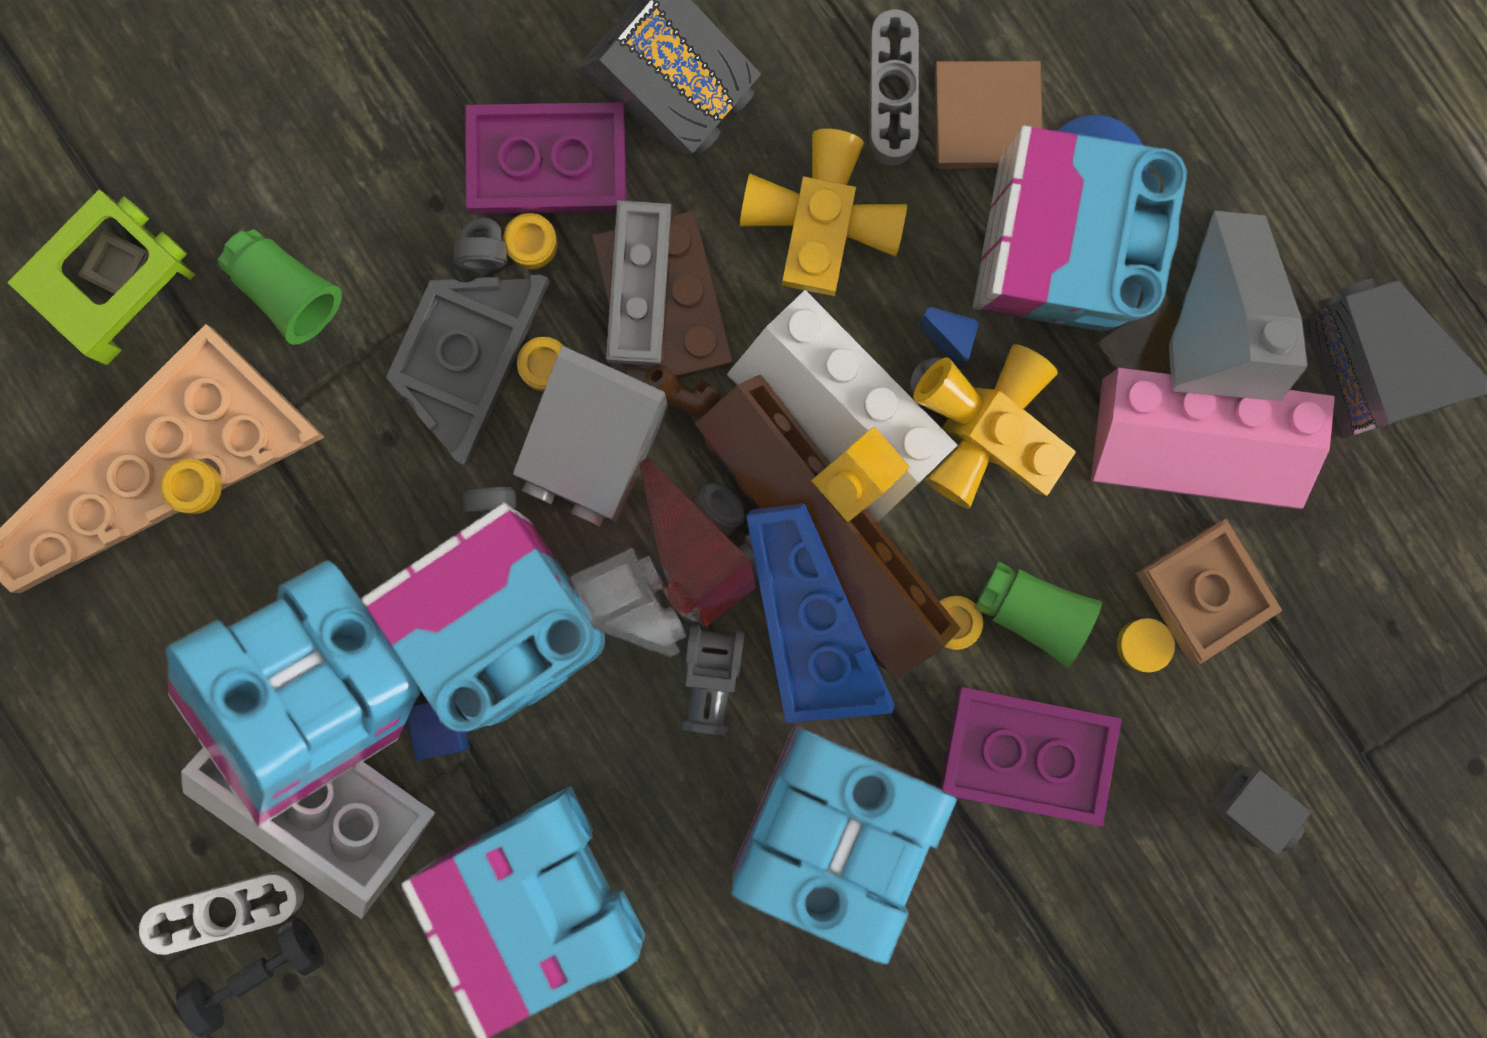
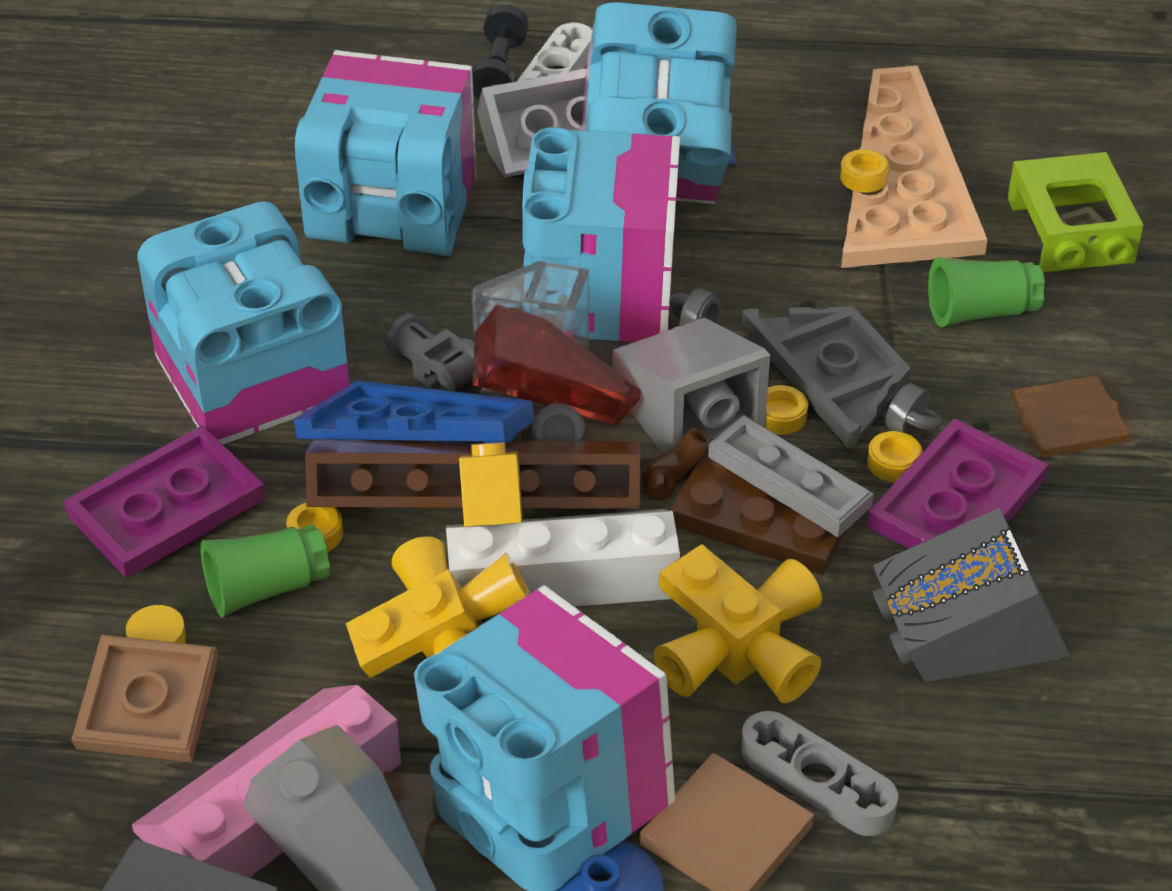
camera: 135 degrees right, 40 degrees down
(373, 140) = (1070, 416): none -> clear orange piece

